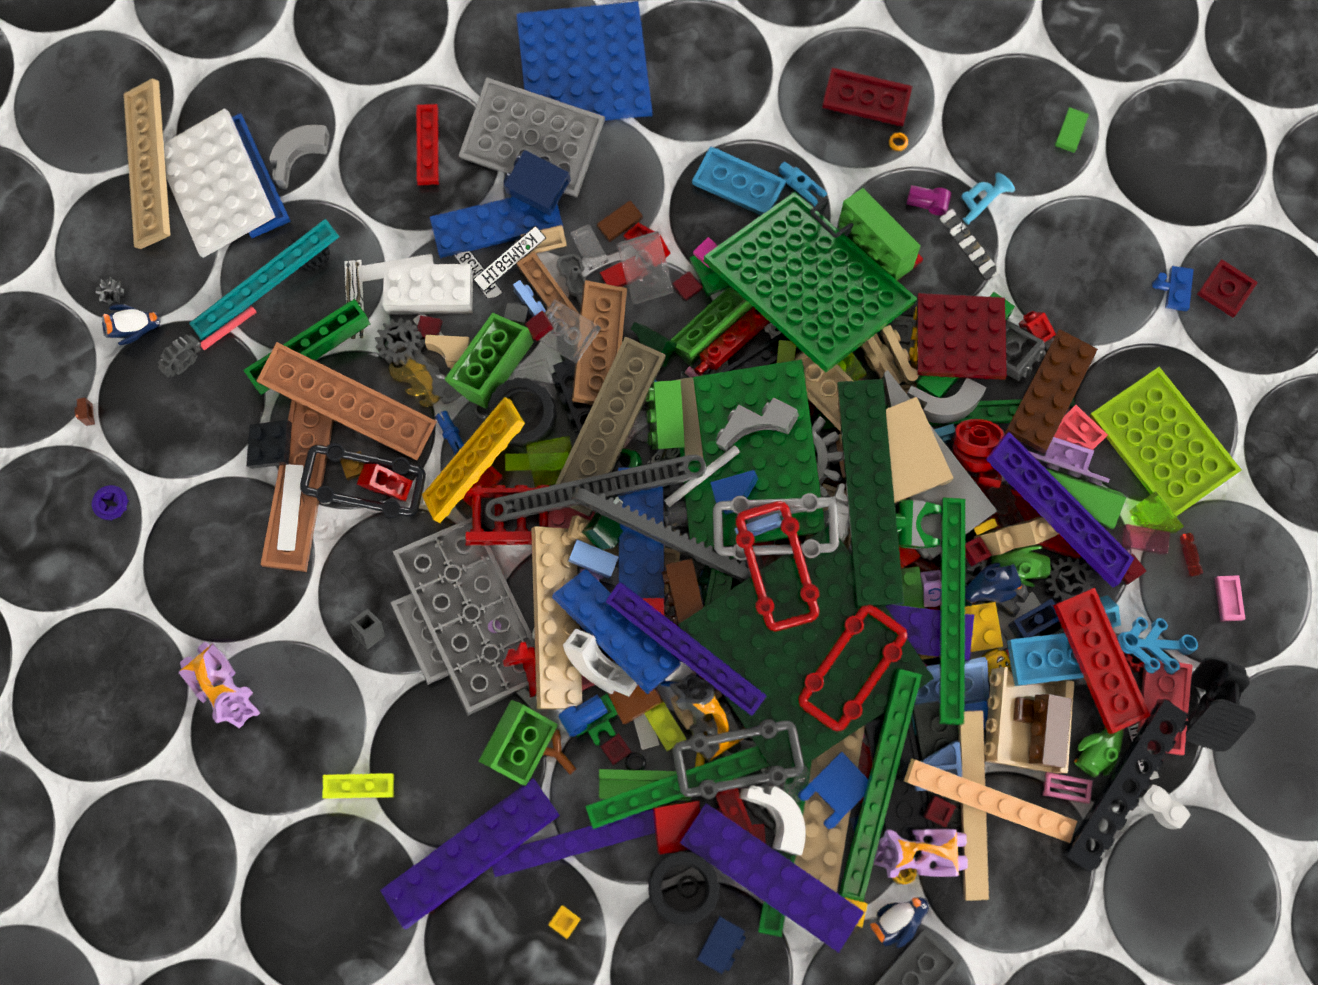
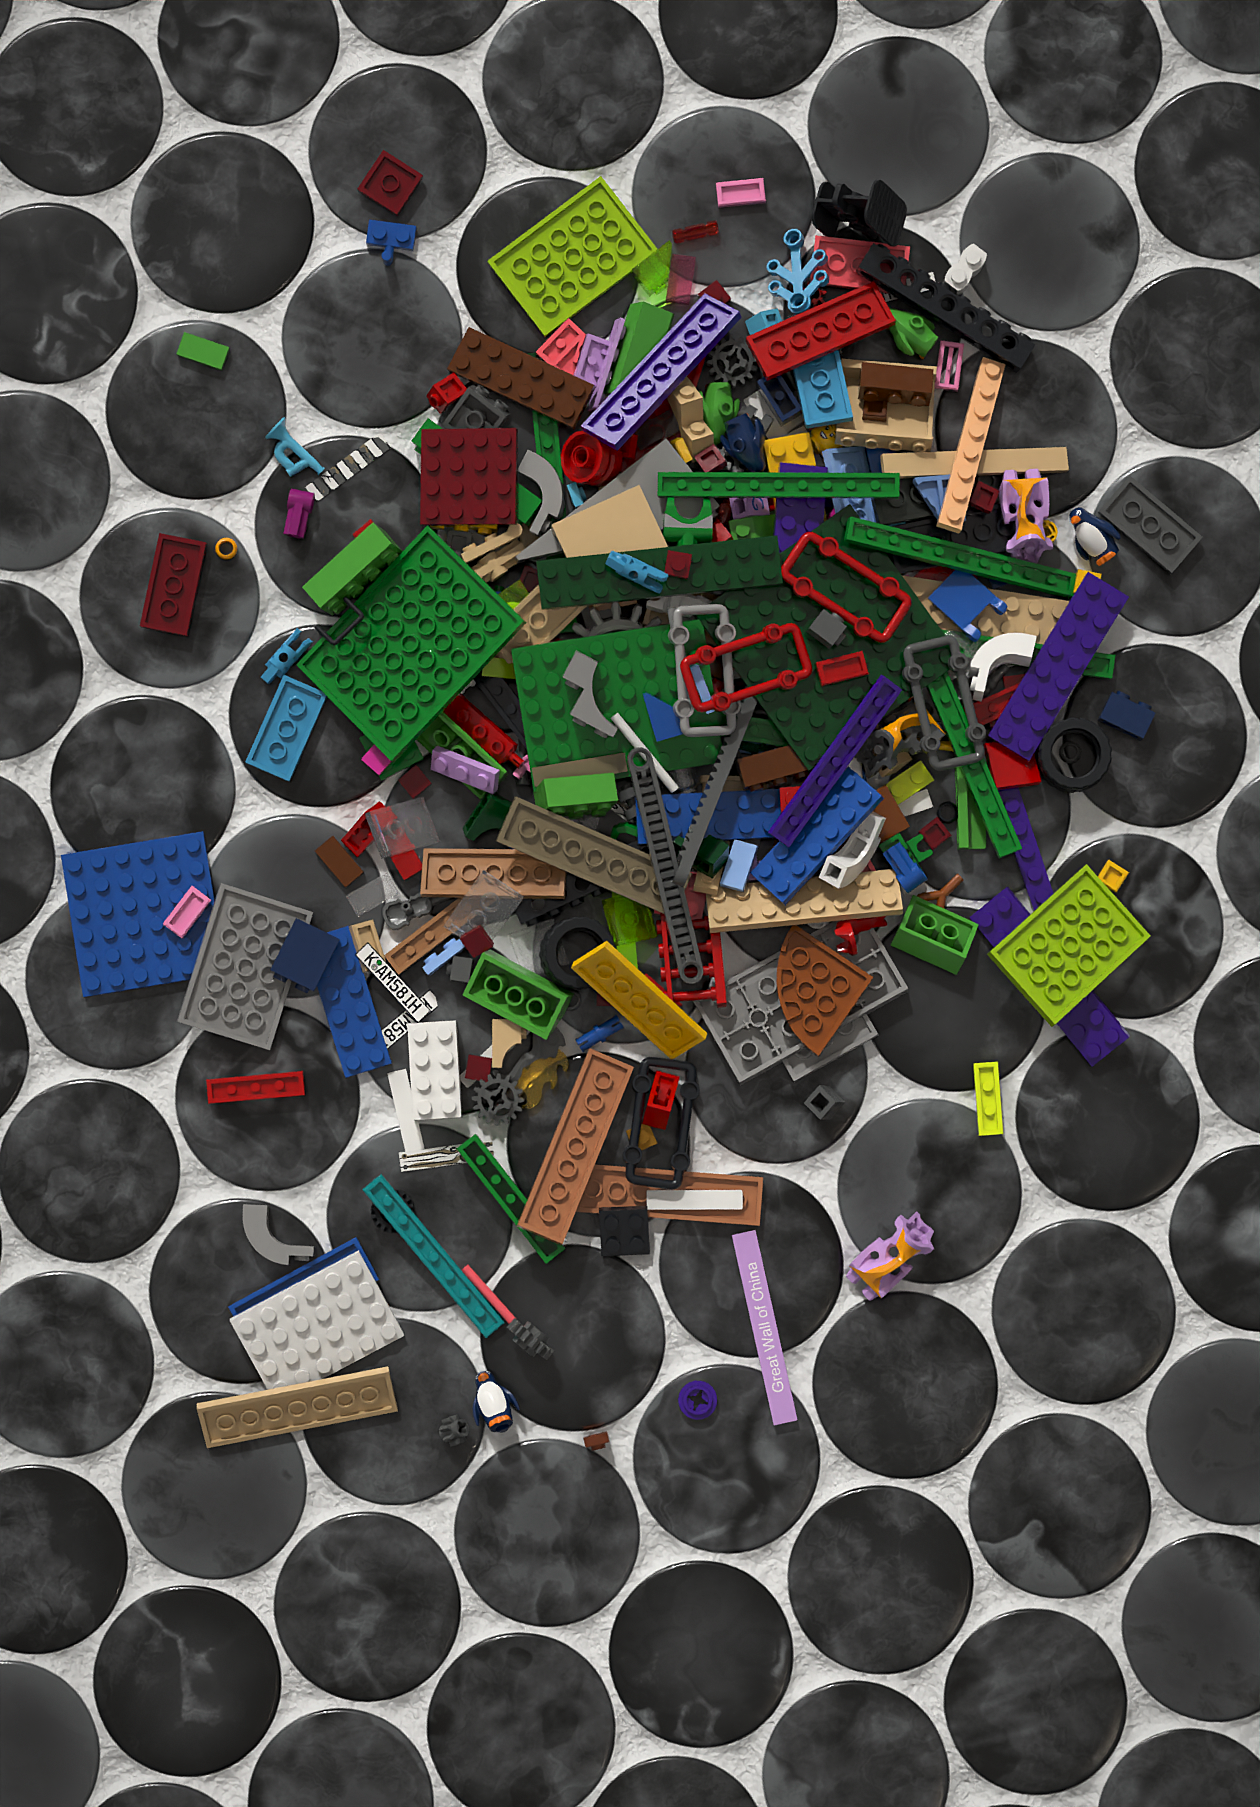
camera: 90 degrees left, 10 degrees up
(168, 566) = (764, 1327): none -> lavender tile
(473, 625) = (816, 988): none -> dark orange plate
(496, 871) = (1068, 945): none -> lime plate
(582, 93) = (187, 912): none -> bright pink tile
(695, 324) = (465, 769): none -> lavender plate
(774, 660) = (841, 668): none -> red tile
(812, 647) = (827, 629): none -> dark grey brick
(871, 465) = (636, 571): none -> dark azure hinge
(877, 505) = (678, 564): none -> dark red plate

